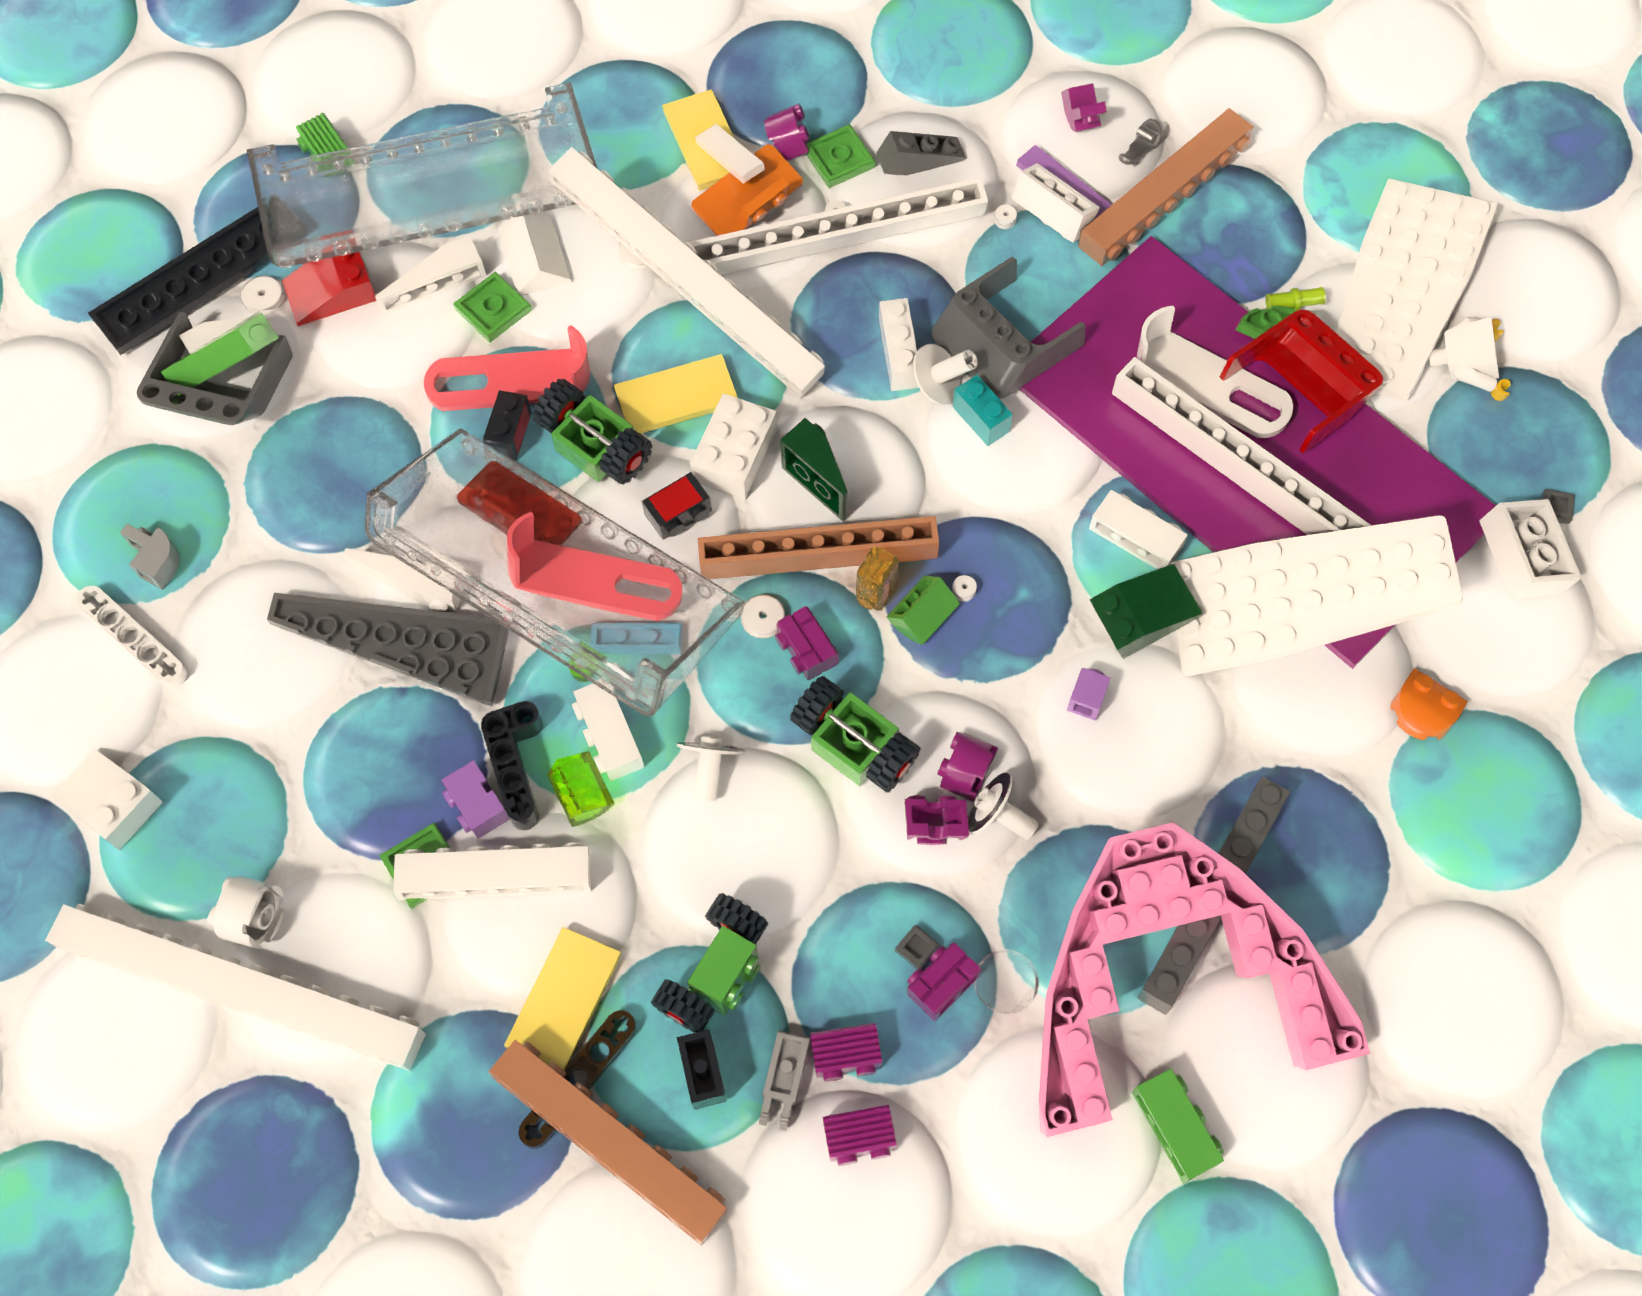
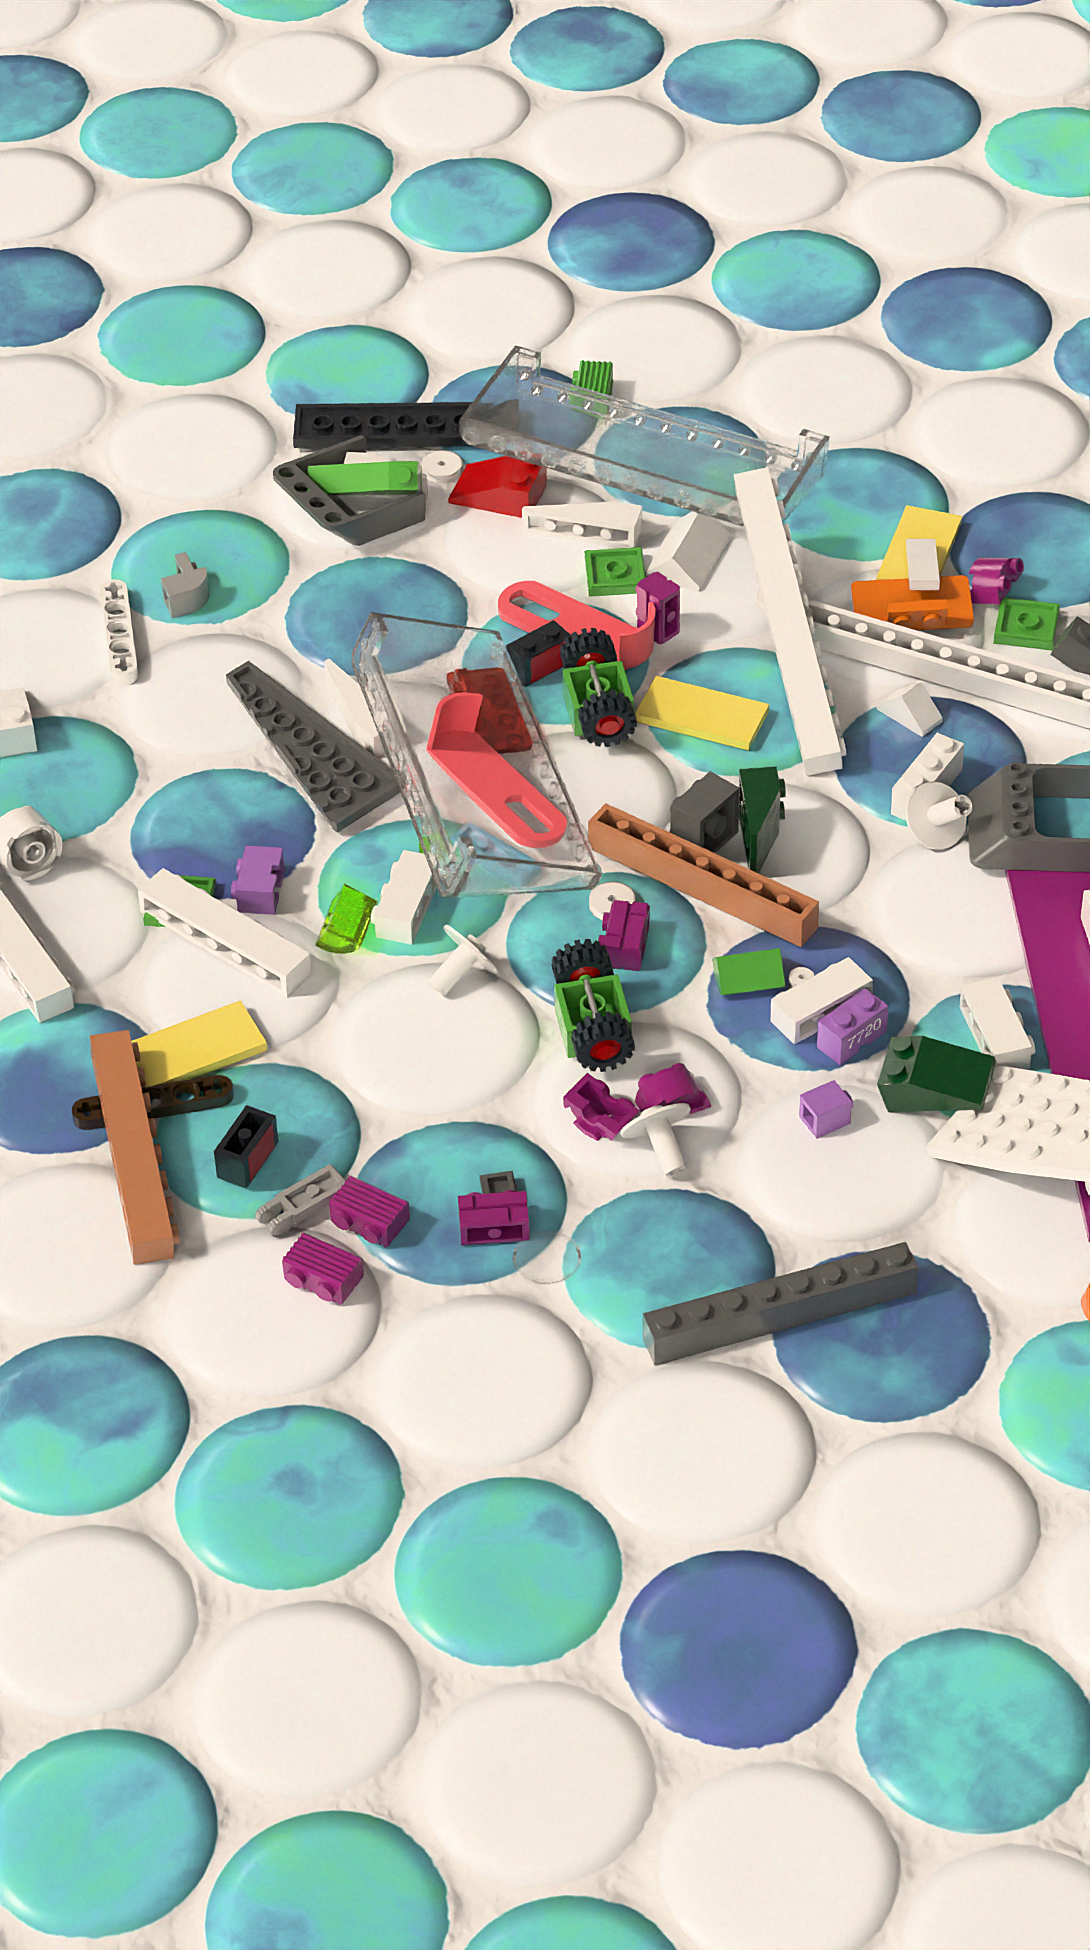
camera: 40 degrees right, 20 degrees down
(513, 768) = (321, 851): black beam -> none
(561, 314) = (667, 605): none -> magenta brick
(677, 506) = (619, 783): brick -> none
(722, 970) = (326, 1090): brick -> none
(734, 445) = (716, 751): white brick -> none
(775, 493) = (707, 813): none -> dark grey brick
(826, 287) = (912, 708): none -> white slope
(877, 579) = (725, 920): clear yellow brick -> none
(982, 410) = (950, 864): teal brick -> none
(998, 597) = (801, 1007): none -> white brick
(1043, 606) = (852, 1025): none -> medium lavender brick
(1157, 883) = (700, 1224): bright pink piece -> none
(1178, 1125) = (579, 1431): bright green brick -> none

